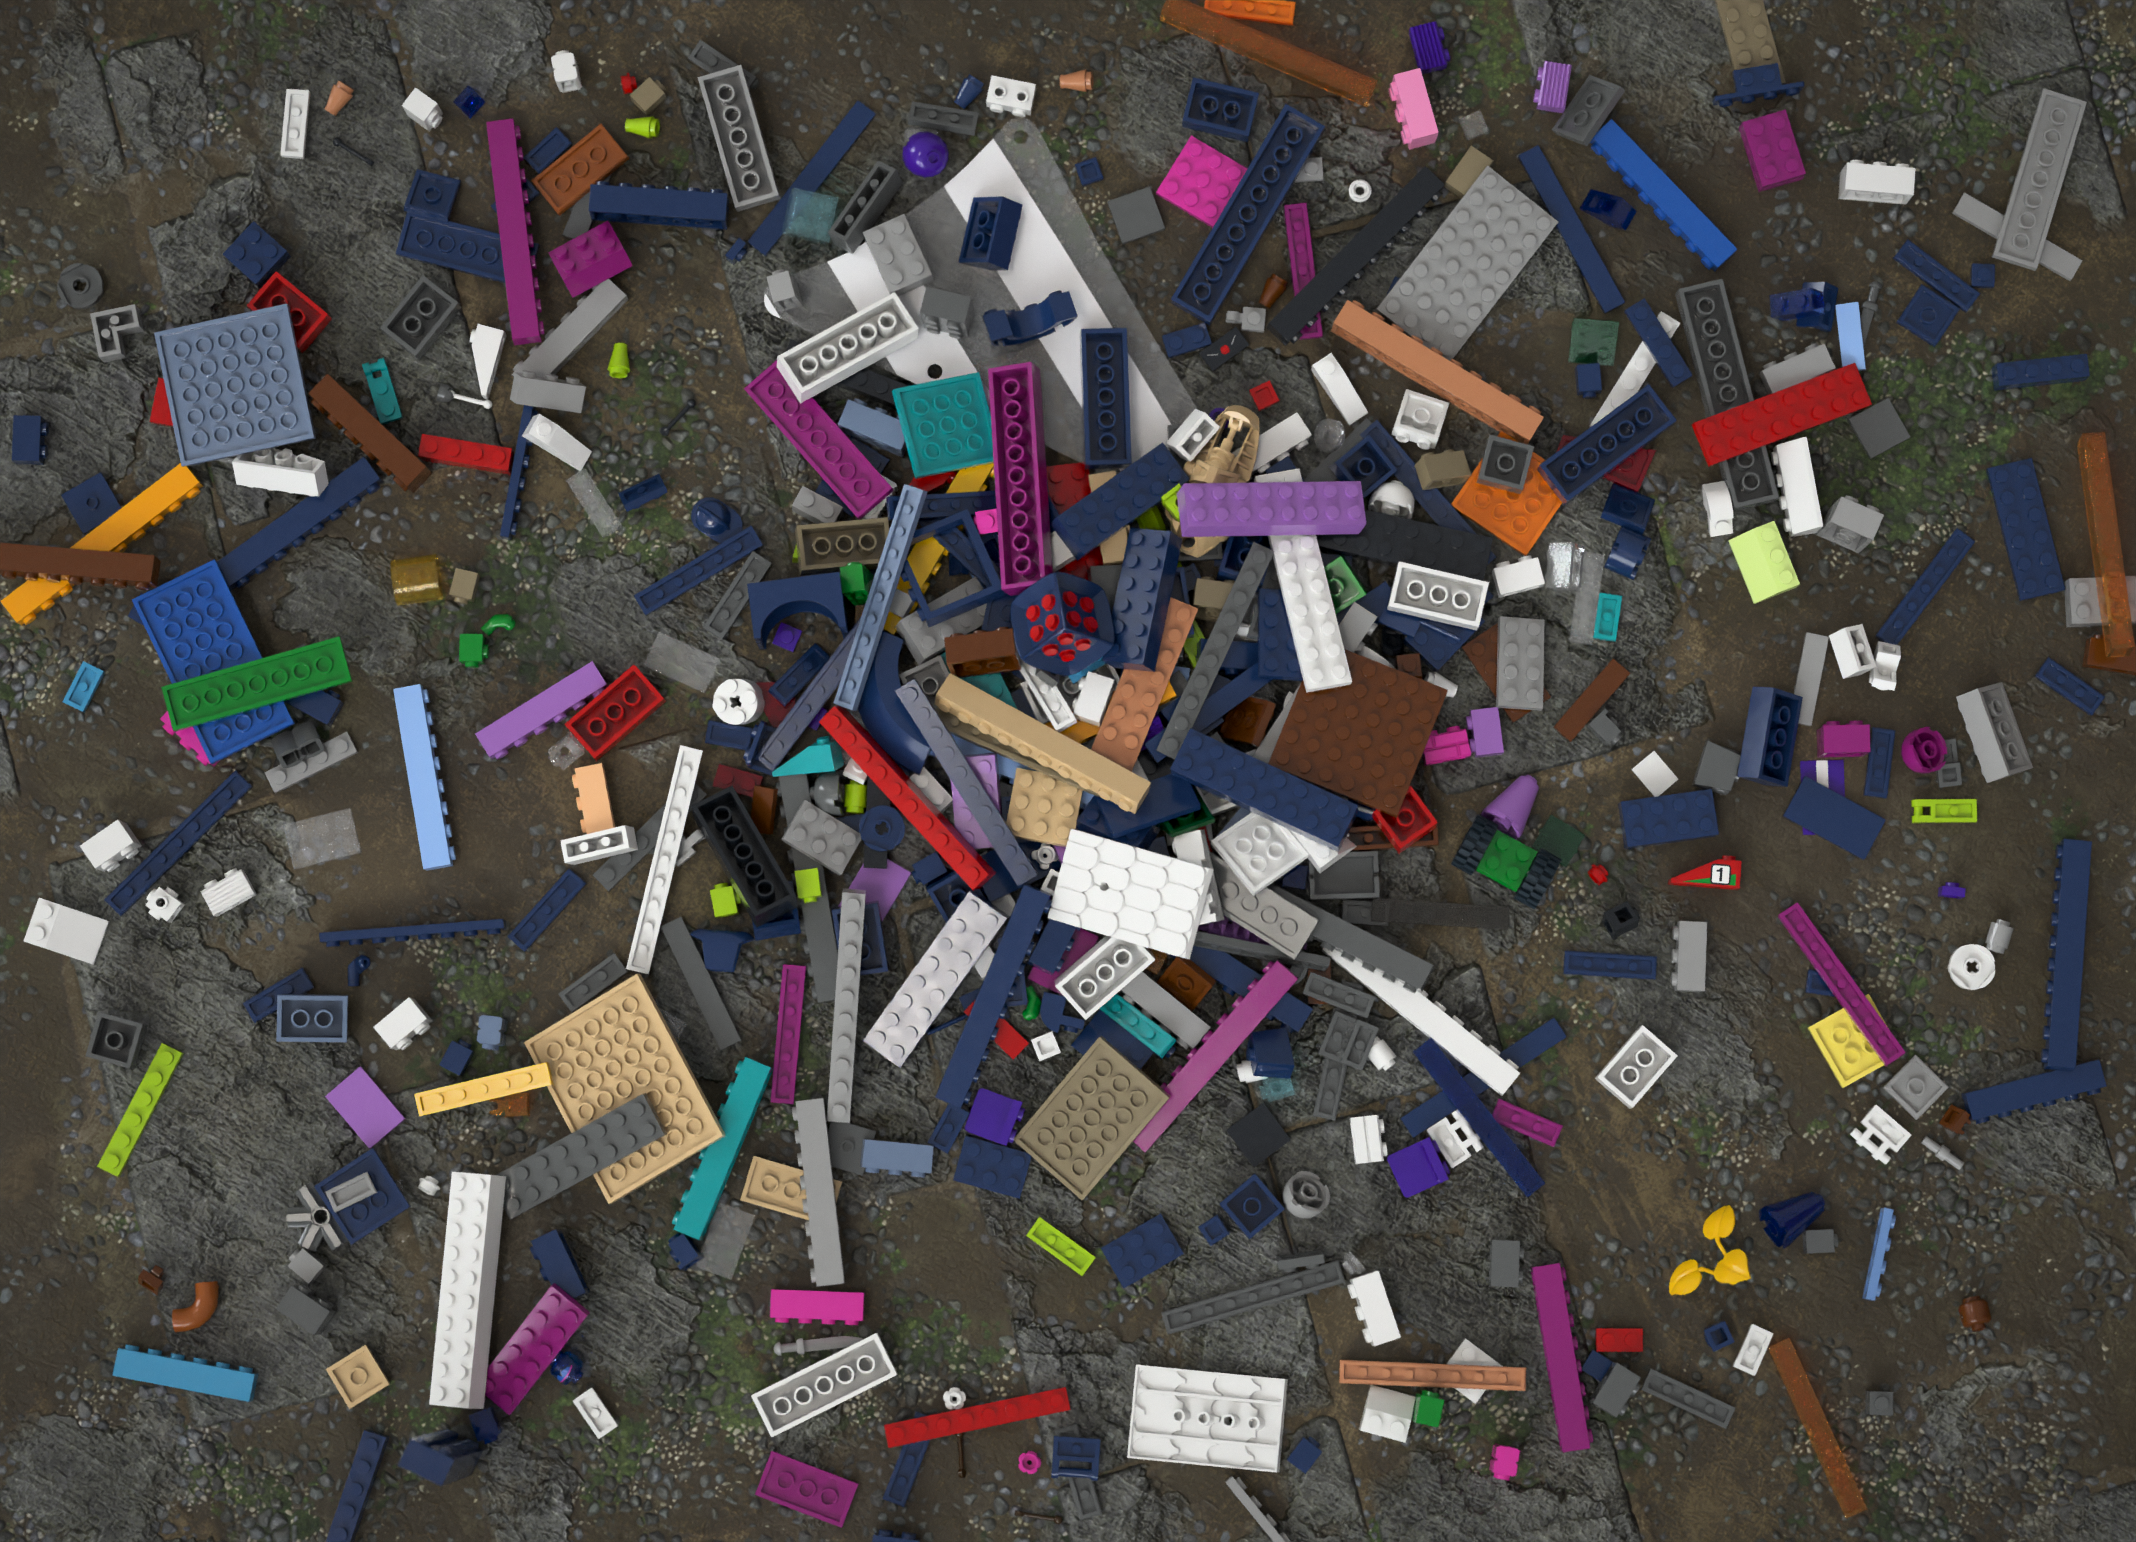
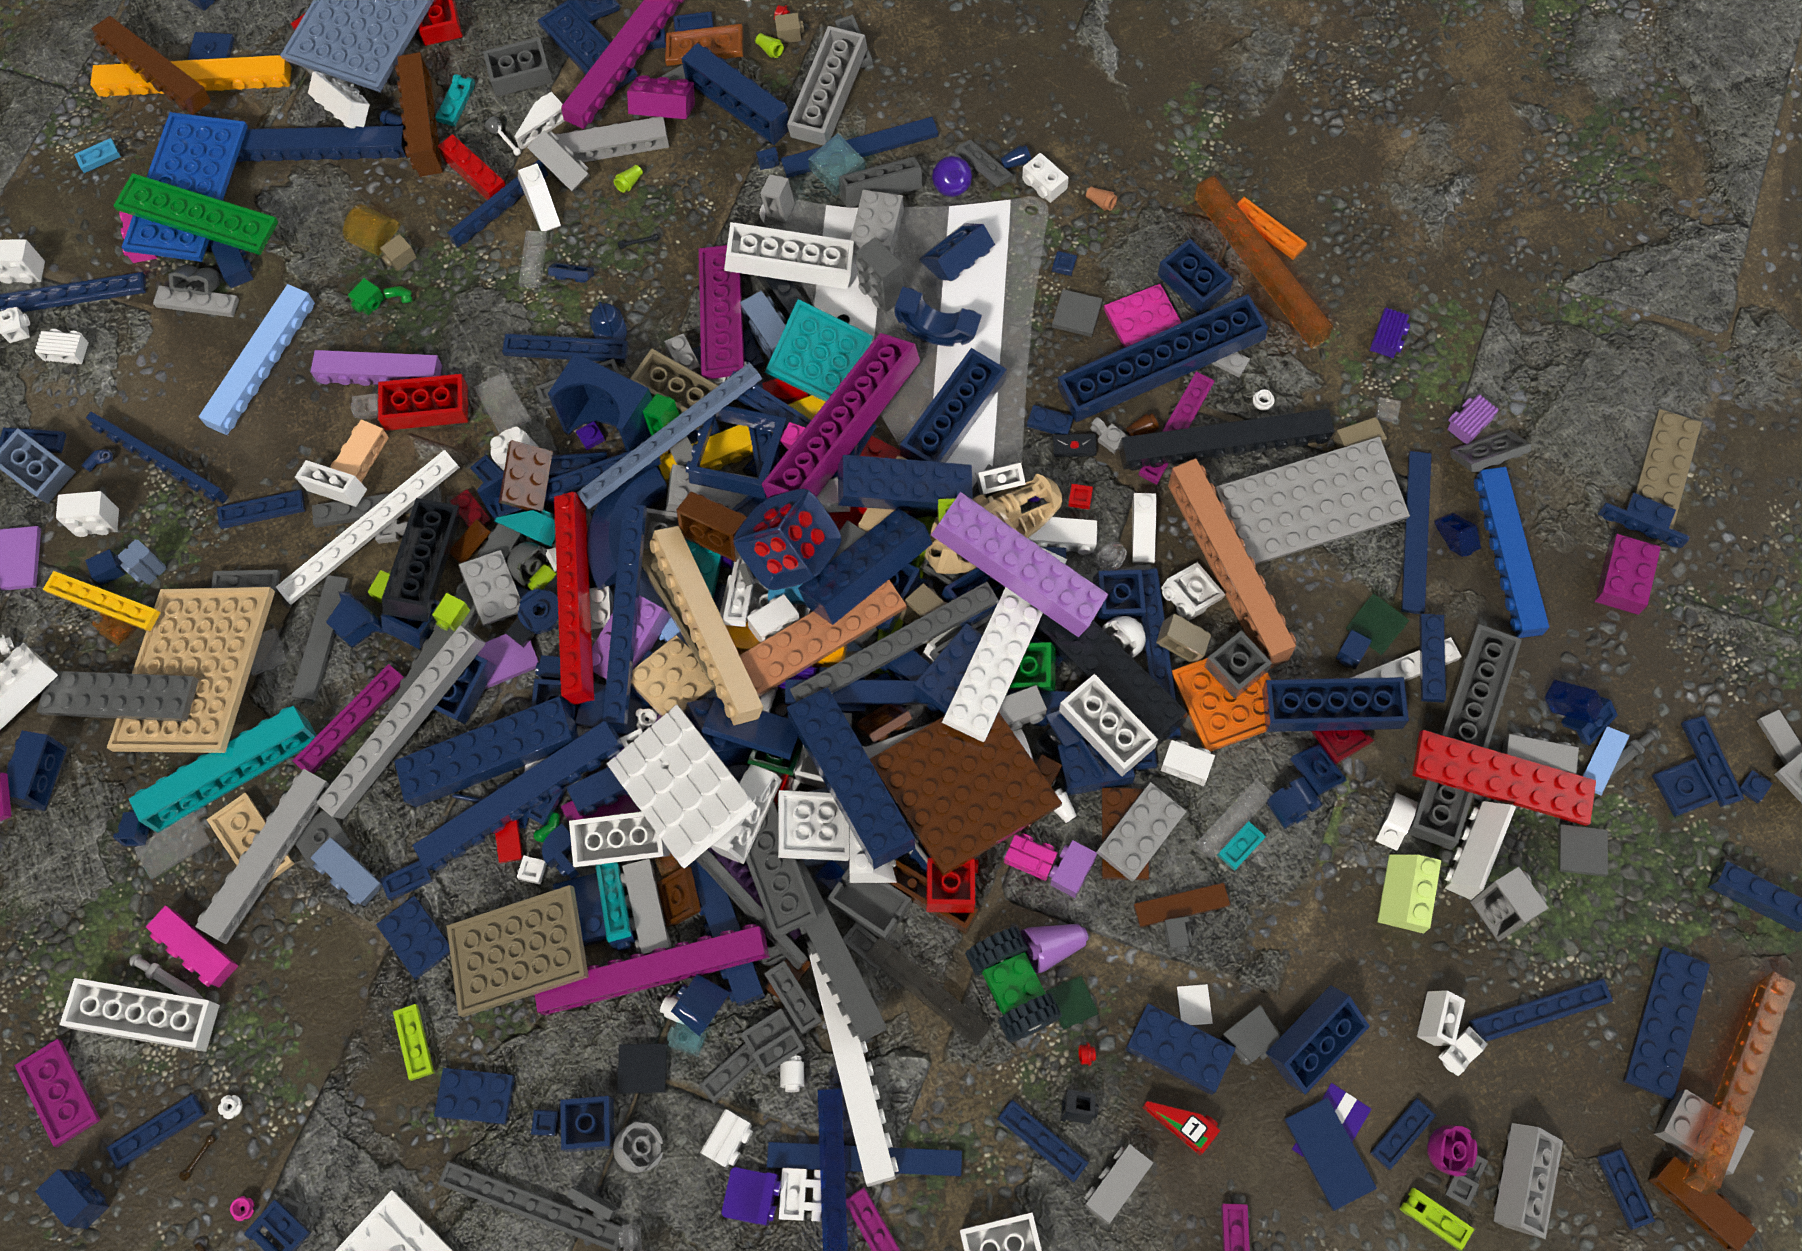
camera: 40 degrees right, 15 degrees down
(322, 838) = (155, 354): clear plate -> none
(341, 453) = (389, 118): none -> dark blue pin
(778, 720) = (525, 476): none -> plate
(977, 1417) = (233, 1136): red plate -> none
(994, 1117) = (447, 897): dark purple bracket -> none
(1413, 109) = (1347, 363): bright pink brick -> none
(1564, 567) = (1232, 780): clear brick -> none
(1810, 674) = (1388, 1015): light grey tile -> none
(1843, 740) = (1383, 1088): magenta brick -> none
(1876, 182) = (1706, 651): white brick -> none

